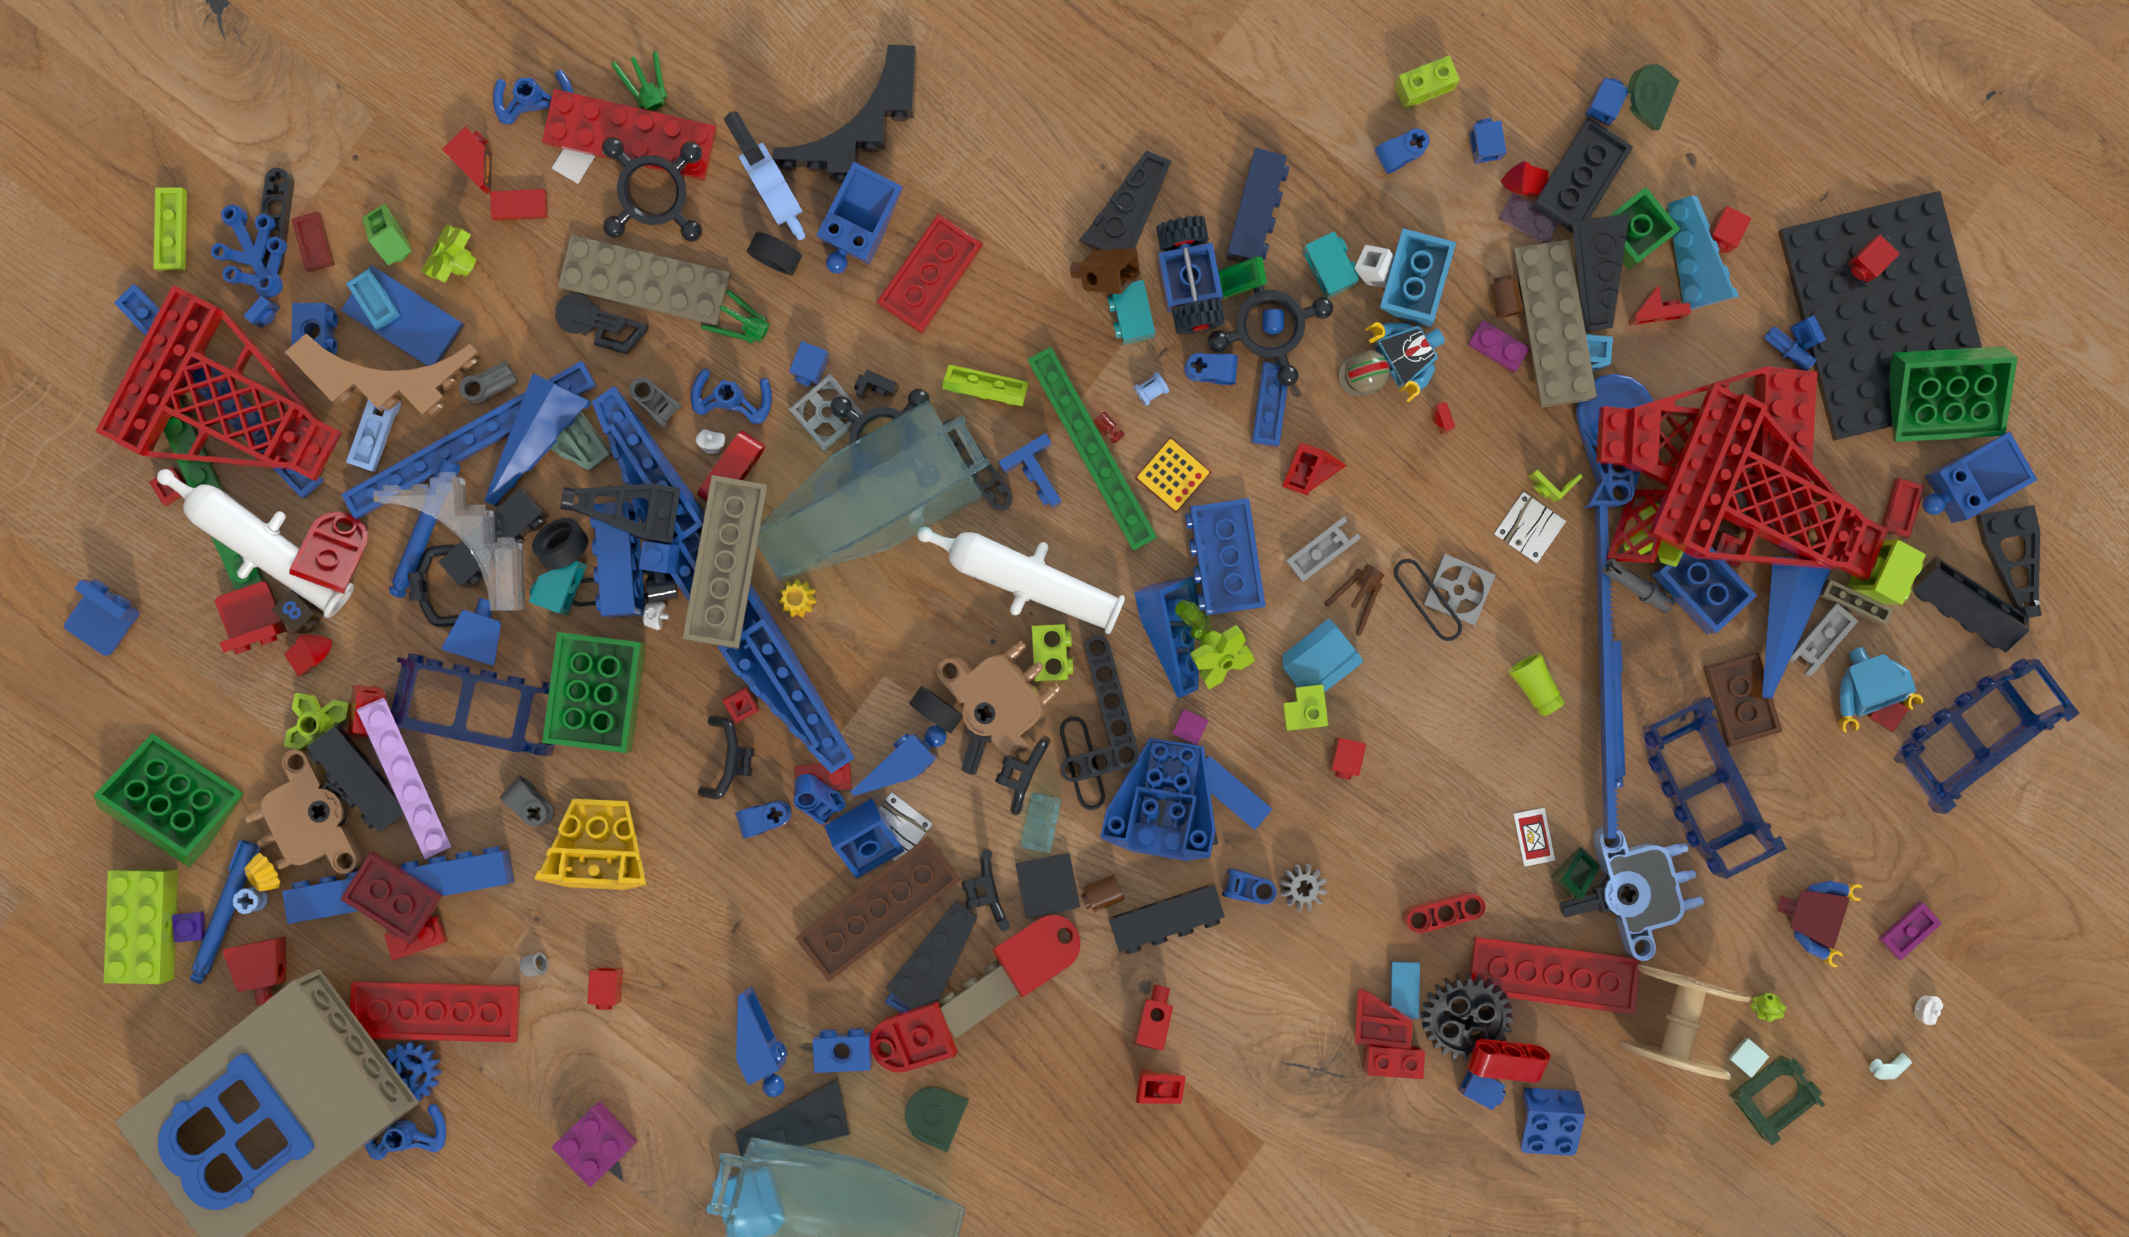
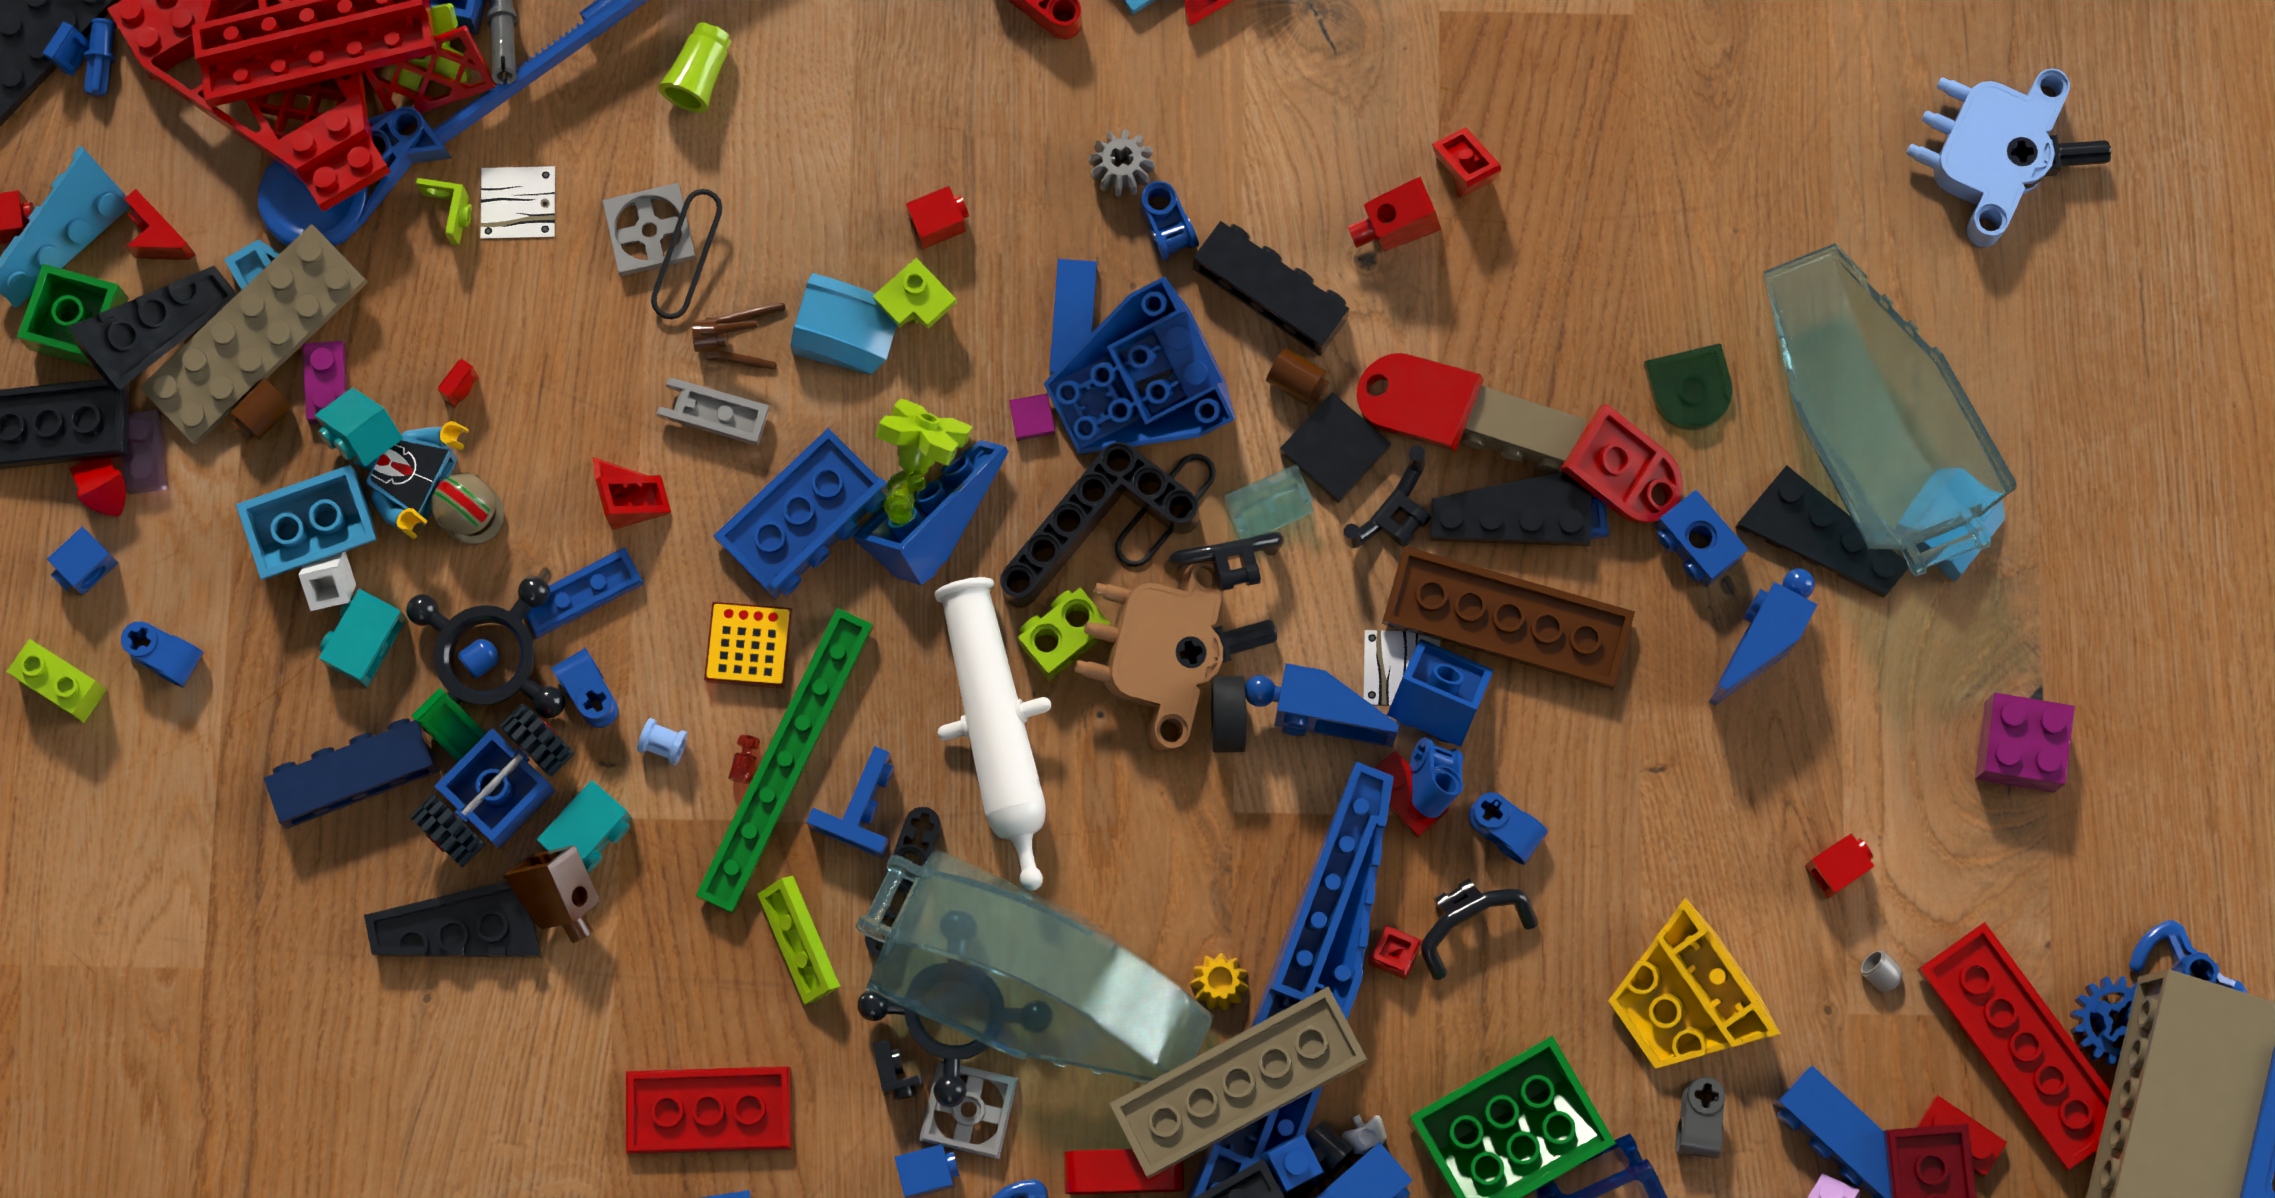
camera: 130 degrees left, 10 degrees down
(1454, 340) = (357, 427): none -> teal brick

